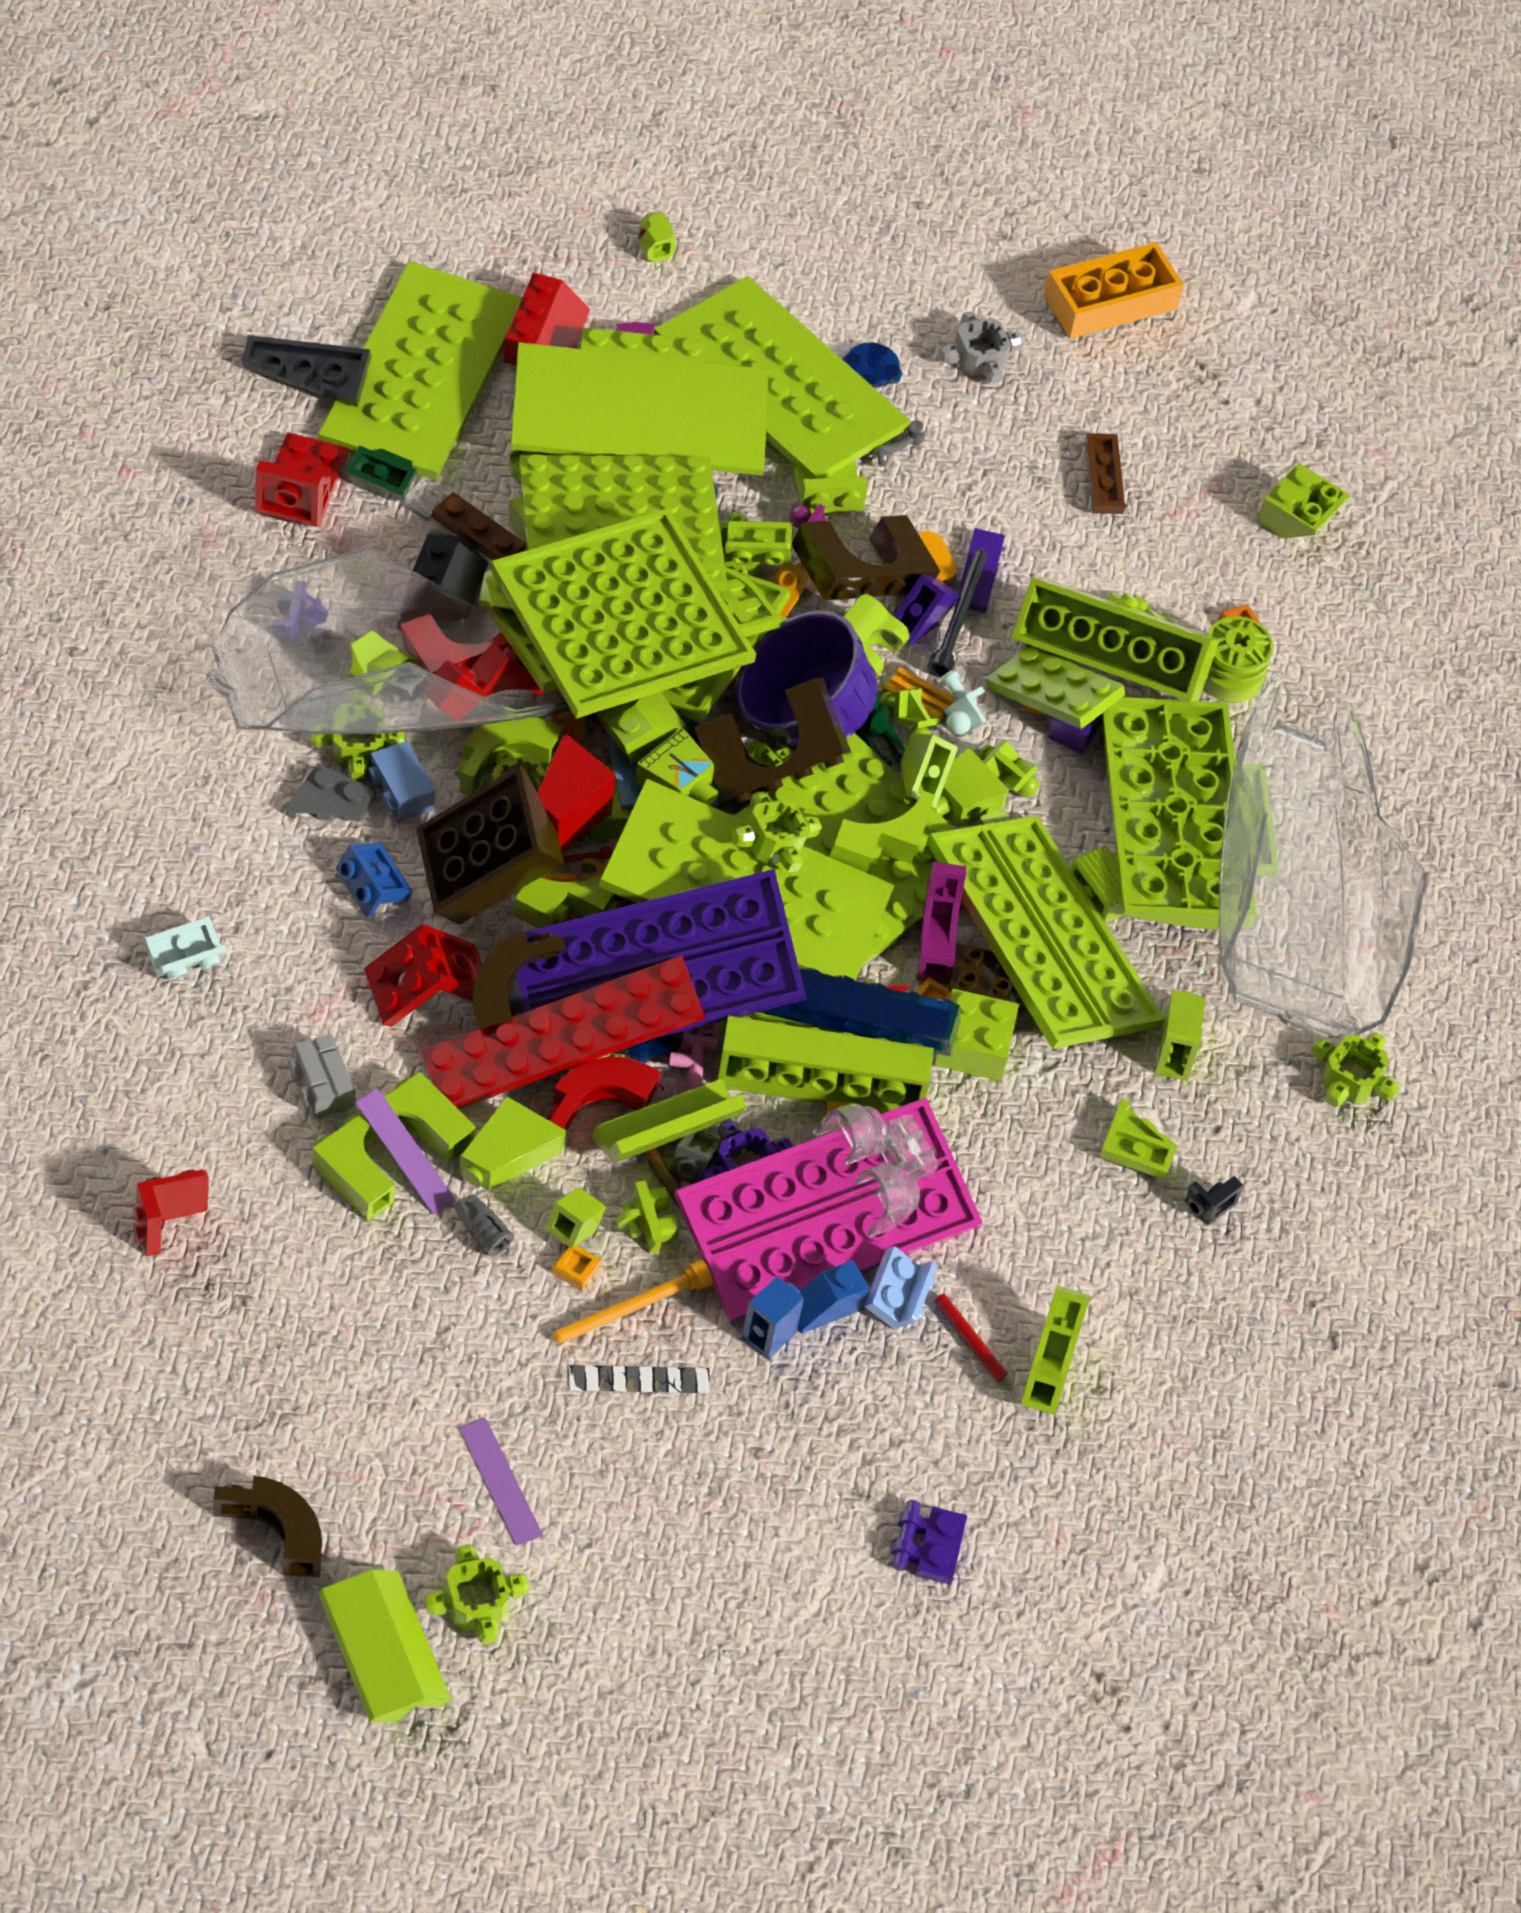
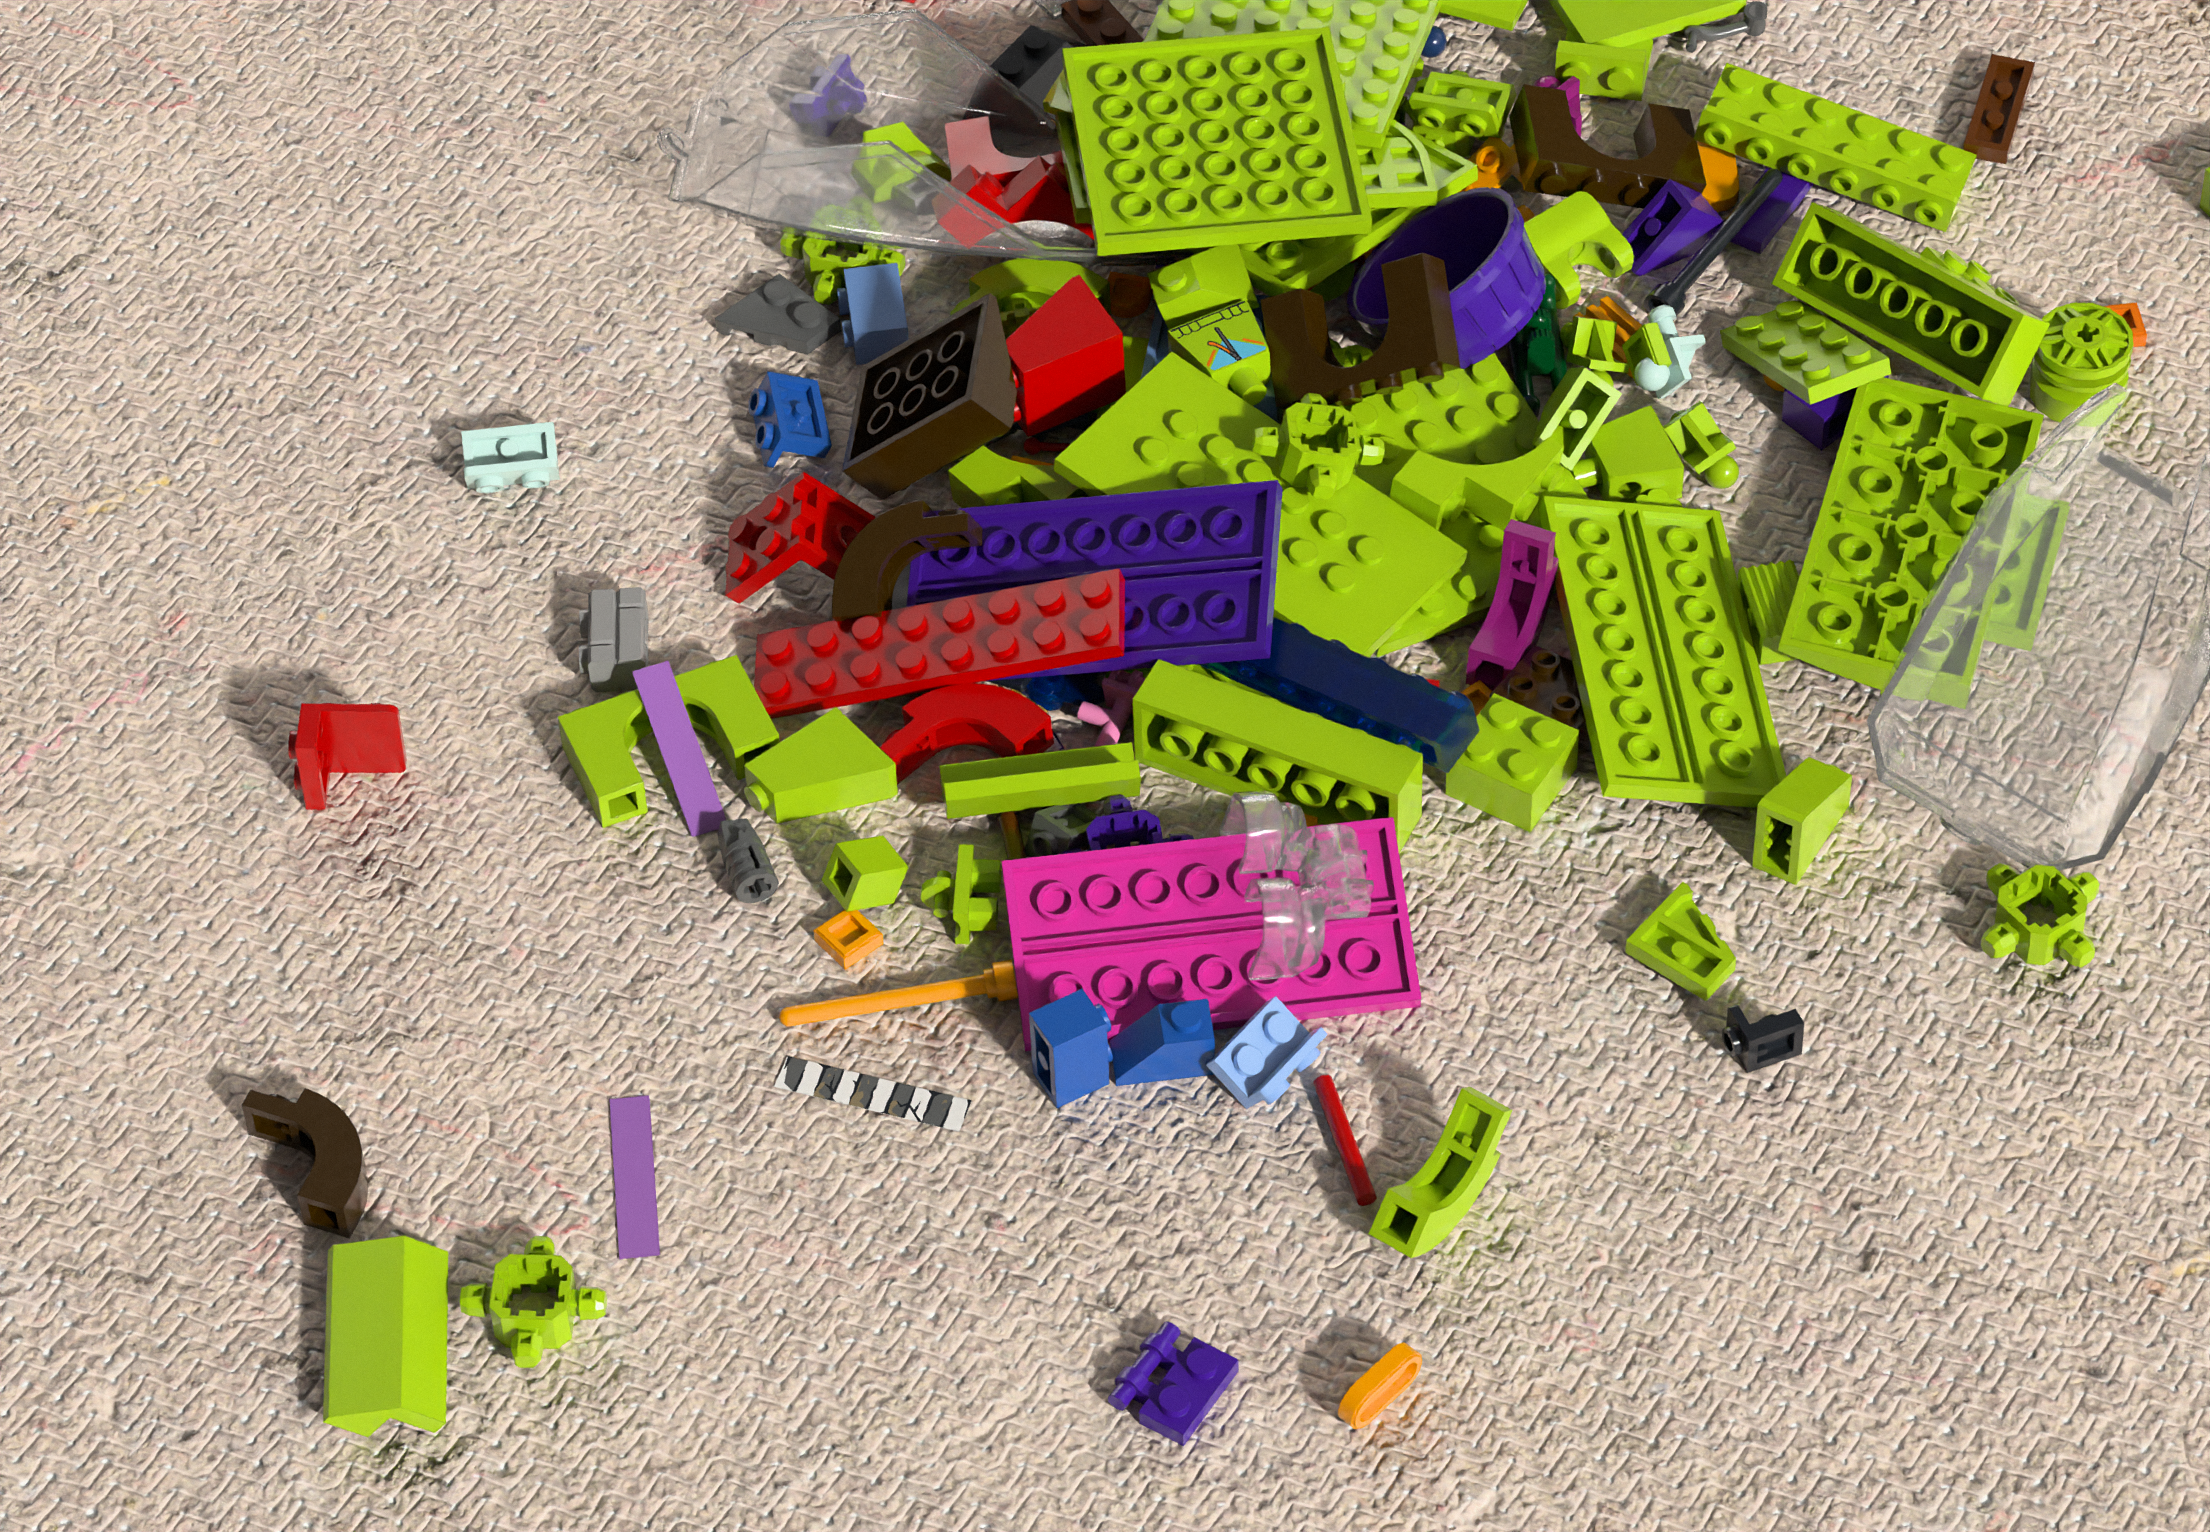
camera: 30 degrees right, 5 degrees down
(948, 703) = (1646, 343): none -> lime tile
(1012, 524) = (1835, 147): none -> lime bracket
(1068, 1511) = (1380, 1386): none -> light orange tile

